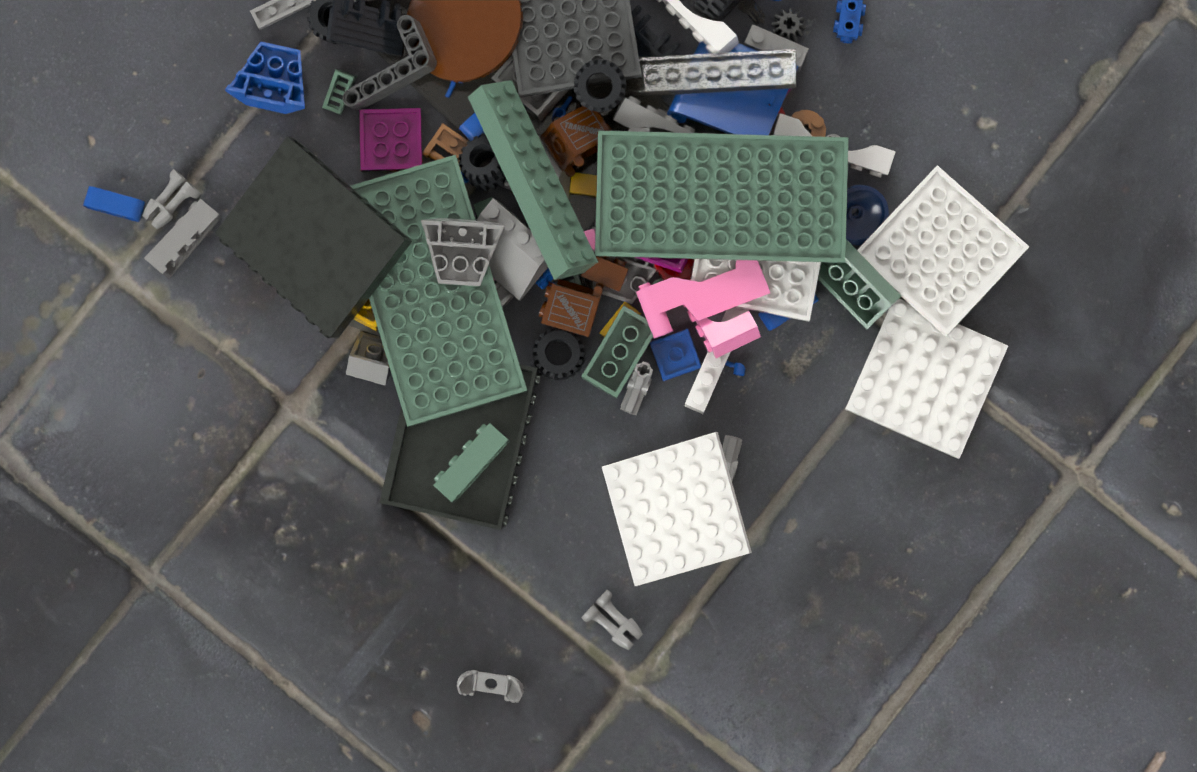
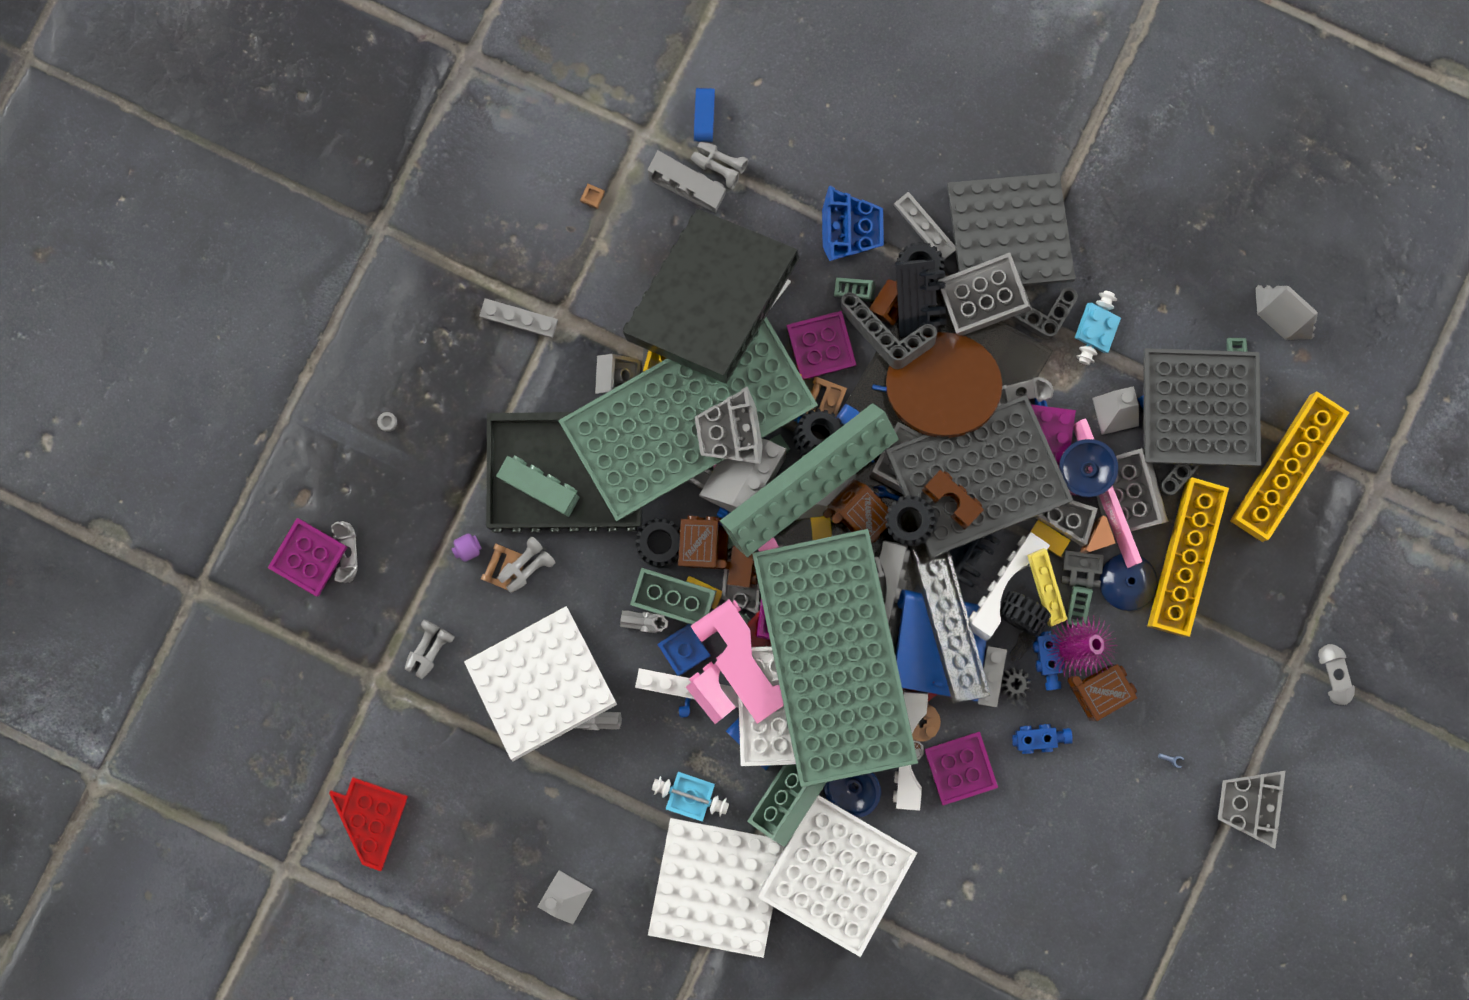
camera: 70 degrees right, 0 degrees up
(172, 342) = (592, 196): none -> medium nougat tile
(284, 449) = (518, 318): none -> light grey plate
(362, 60) = (885, 304): none -> reddish brown brick
(362, 612) = (387, 422): none -> light grey tile
(486, 726) = (307, 557): none -> magenta plate
(516, 556) = (466, 547): none -> medium lavender head
(547, 478) = (542, 559): none -> light grey piece
(550, 517) = (511, 557): none -> medium nougat plate
(599, 26) = (967, 508): none -> reddish brown arch
(776, 719) = (370, 819): none -> red wing
(828, 383) = (690, 796): none -> medium azure plate
(862, 101) = (960, 768): none -> magenta plate
(902, 535) = (565, 897): none -> light grey slope

